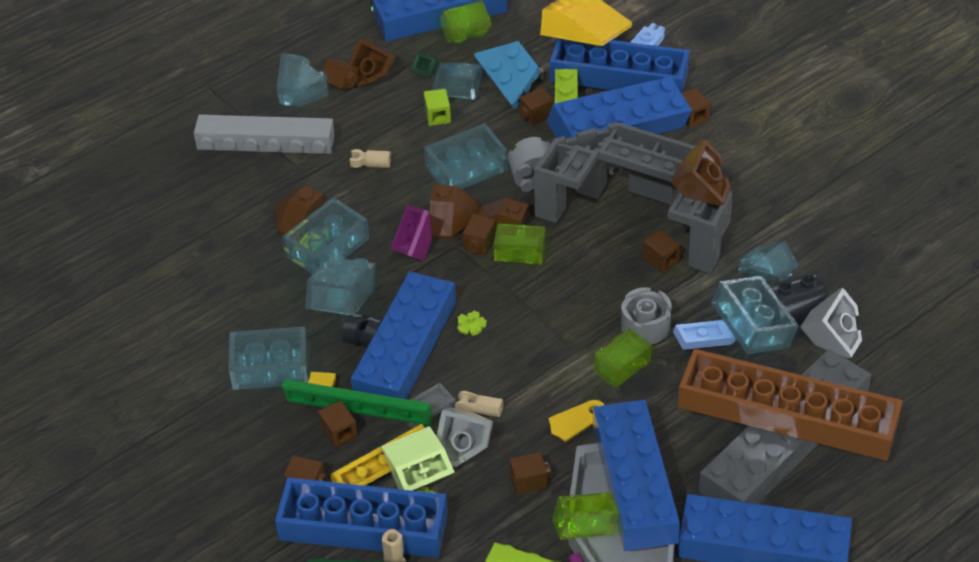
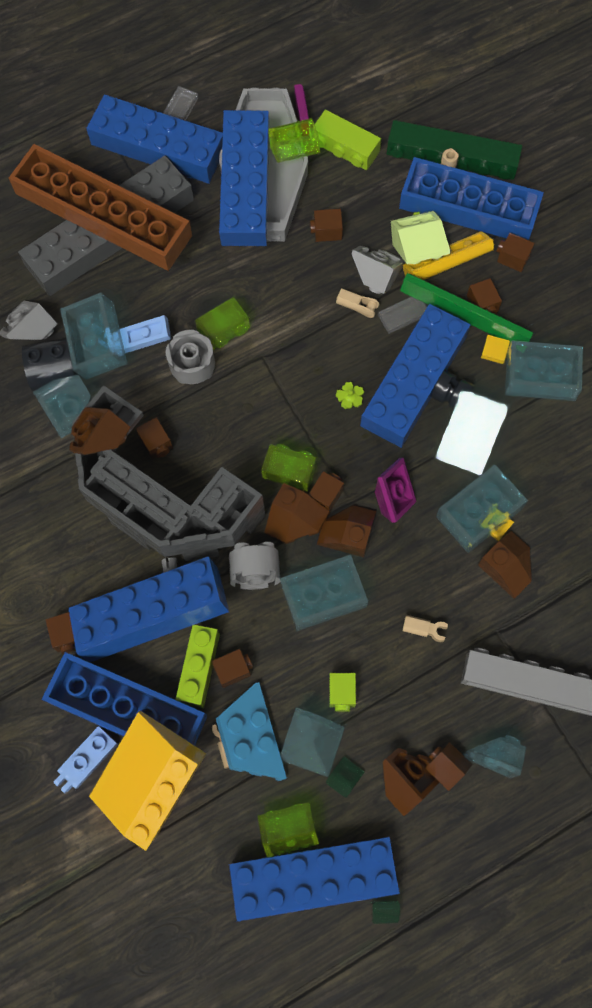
camera: 170 degrees left, 25 degrees up
(573, 421) = (276, 277): yellow piece -> none

